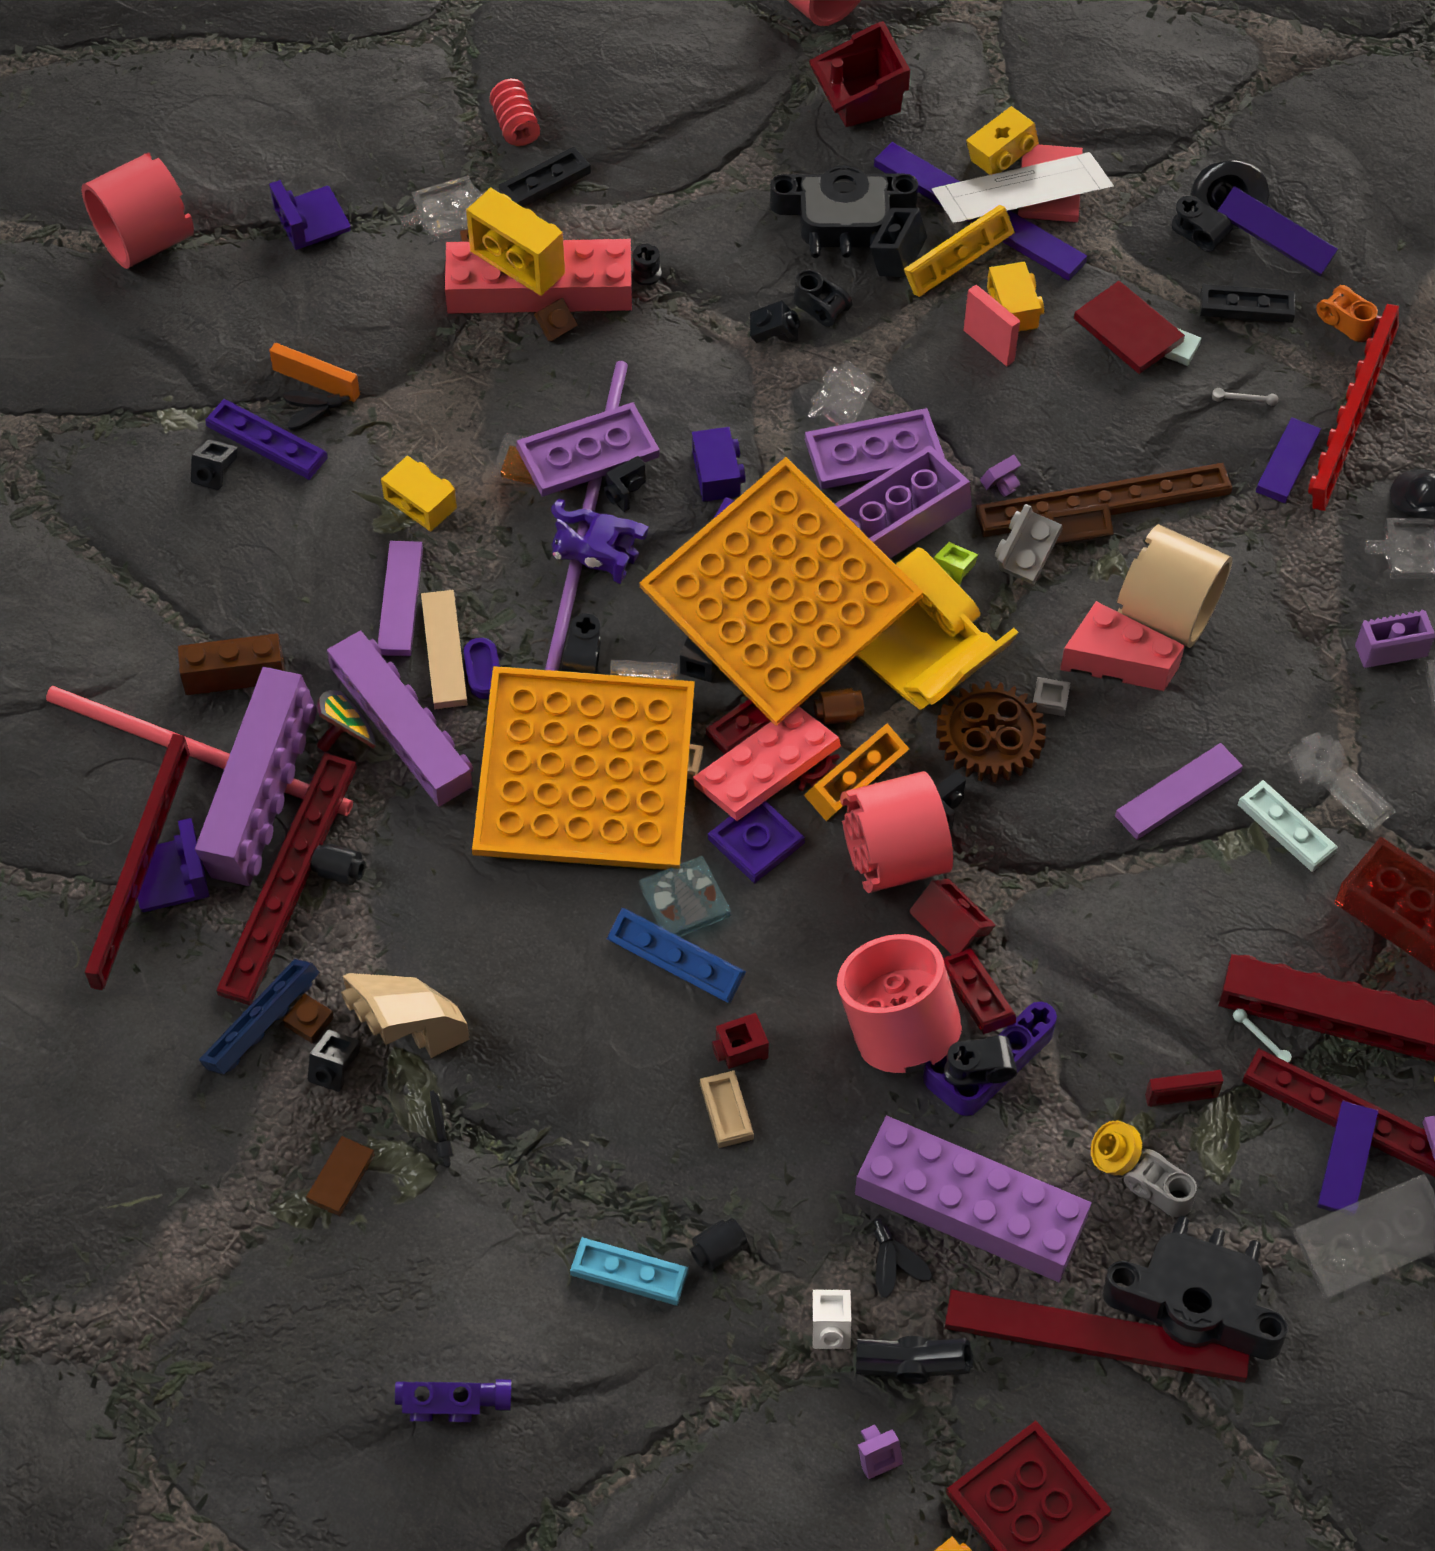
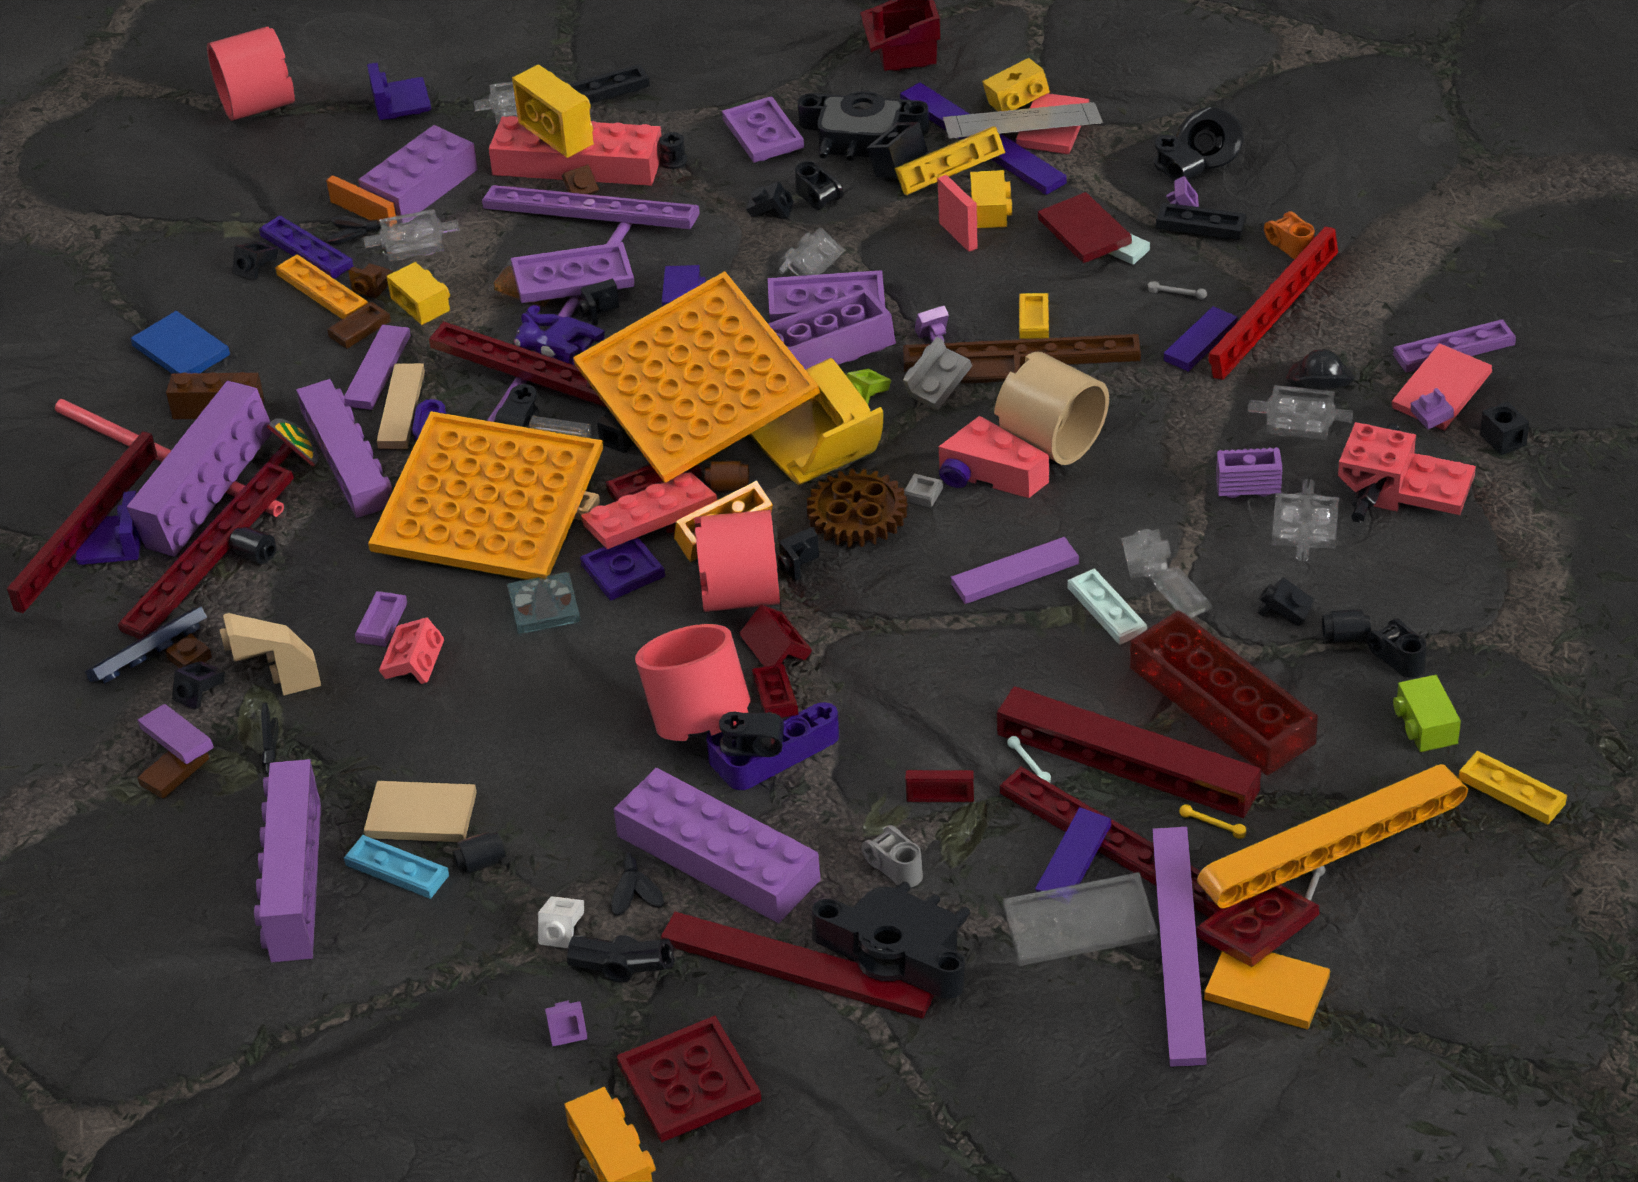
camera: 15 degrees right, 15 degrees down
(164, 594) = (180, 345): none -> blue tile
(302, 494) = (320, 286): none -> light orange tile
(332, 1134) = (175, 733): none -> medium lavender tile
(356, 478) = (370, 280): none -> reddish brown bracket
(361, 541) = (359, 325): none -> reddish brown tile
(371, 323) = (422, 170): none -> medium lavender brick
(385, 411) = (411, 235): none -> clear plate
(443, 1402) = (197, 934): dark purple brick -> none
(510, 942) = (381, 619): none -> medium lavender tile
(514, 112) = (597, 36): coral piece -> none
(518, 1293) = (288, 861): none -> medium lavender brick
(559, 579) = (513, 360): none -> dark red plate
(561, 984) = (413, 650): none -> coral bracket
(576, 351) = (591, 207): none -> medium lavender tile
(634, 1195) = (420, 811): none -> tan tile
(676, 955) = (520, 640): blue tile -> none
(726, 1109) = (524, 759): tan tile -> none
(737, 223) = (763, 129): none -> medium lavender plate
(745, 1032) = (551, 706): dark red brick -> none
(1082, 672) = (954, 473): none -> dark purple tile
(1103, 448) = (1033, 316): none -> yellow tile
(1116, 1148) = (861, 822): yellow plate -> none
(1221, 271) = (1183, 194): none -> medium lavender tile
(1278, 231) = (1245, 170): dark purple tile -> none

